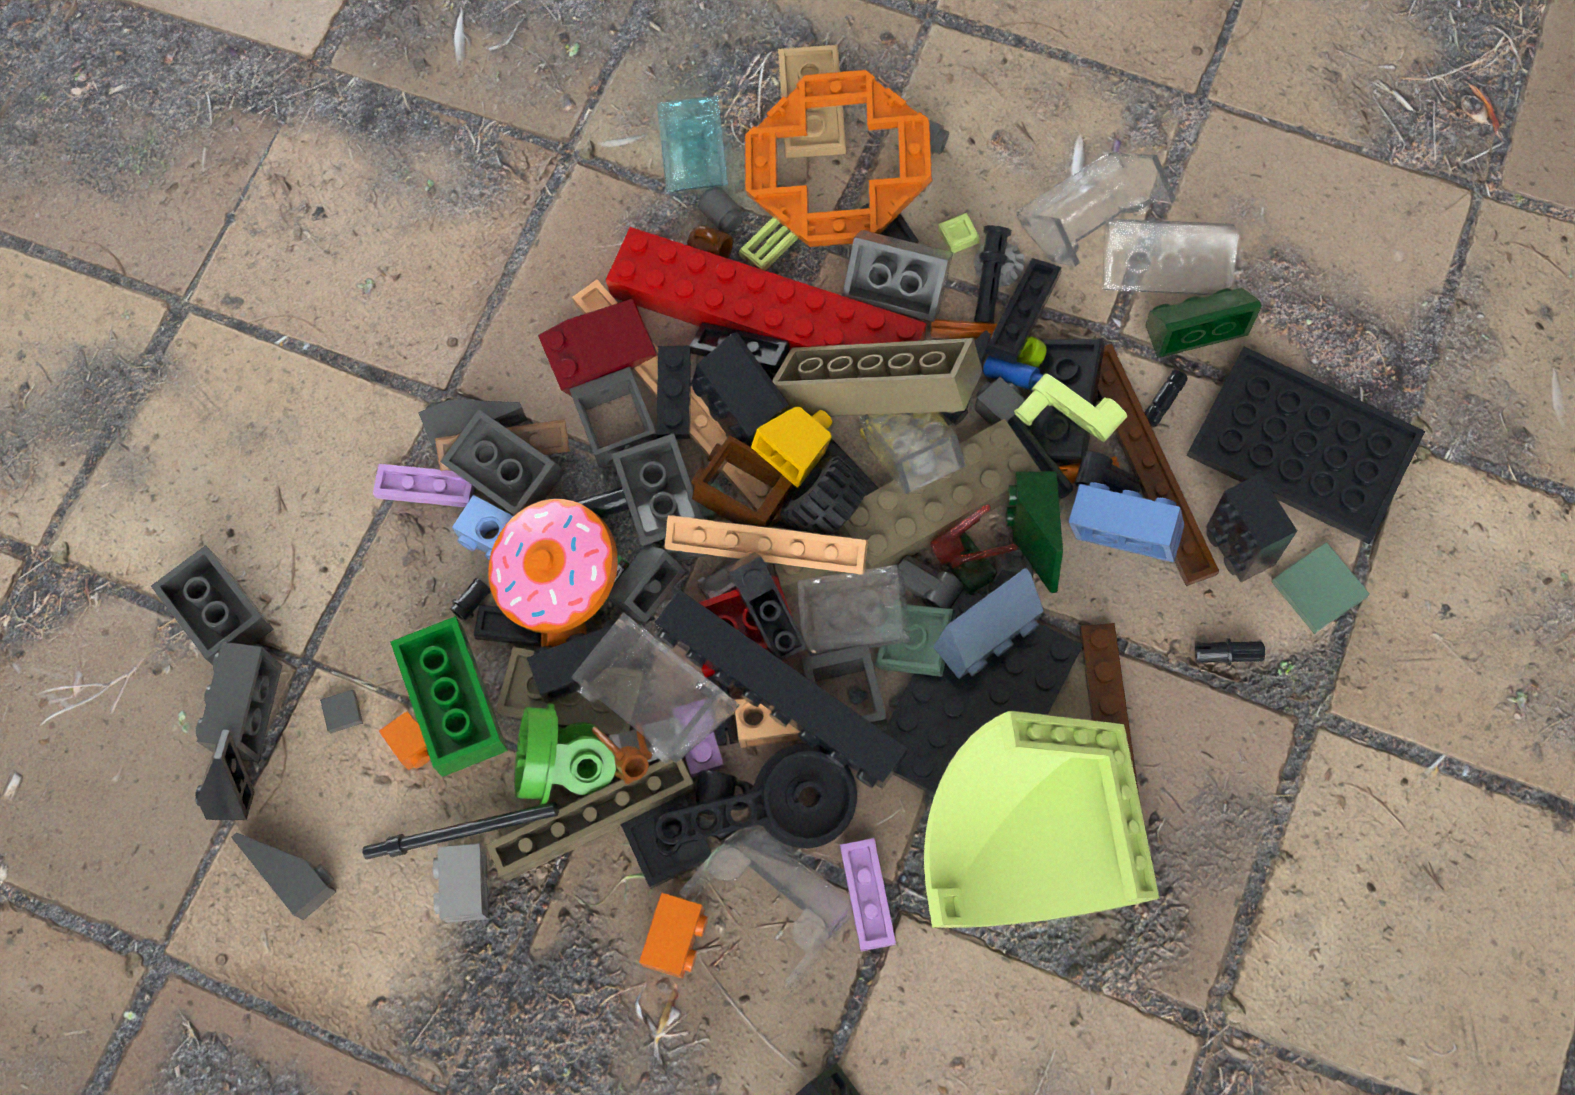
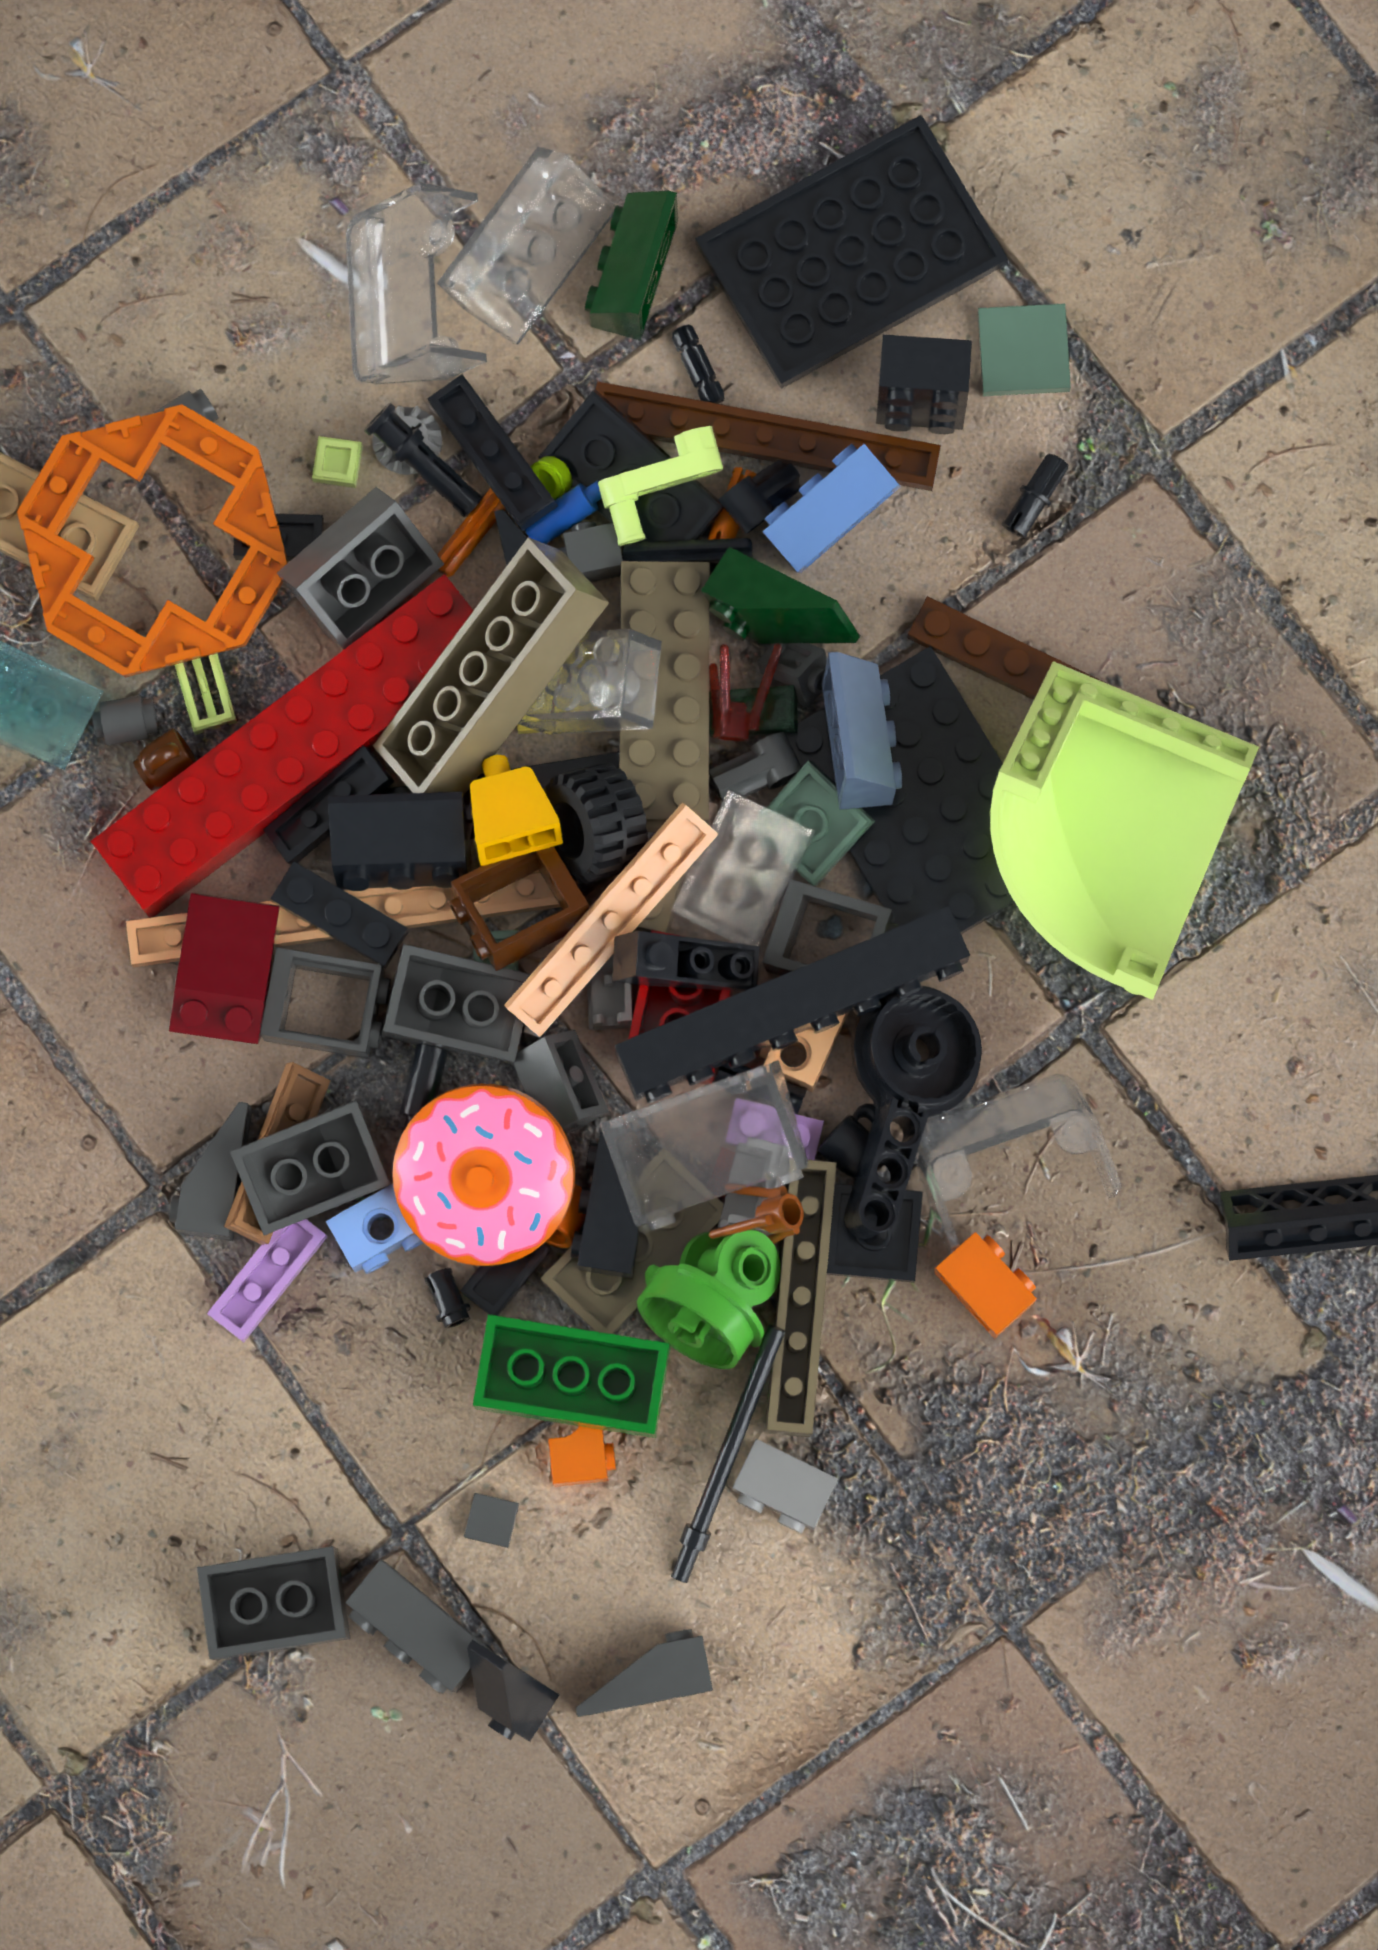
camera: 60 degrees left, 10 degrees up
(867, 894) = (1064, 1050): lavender plate -> none

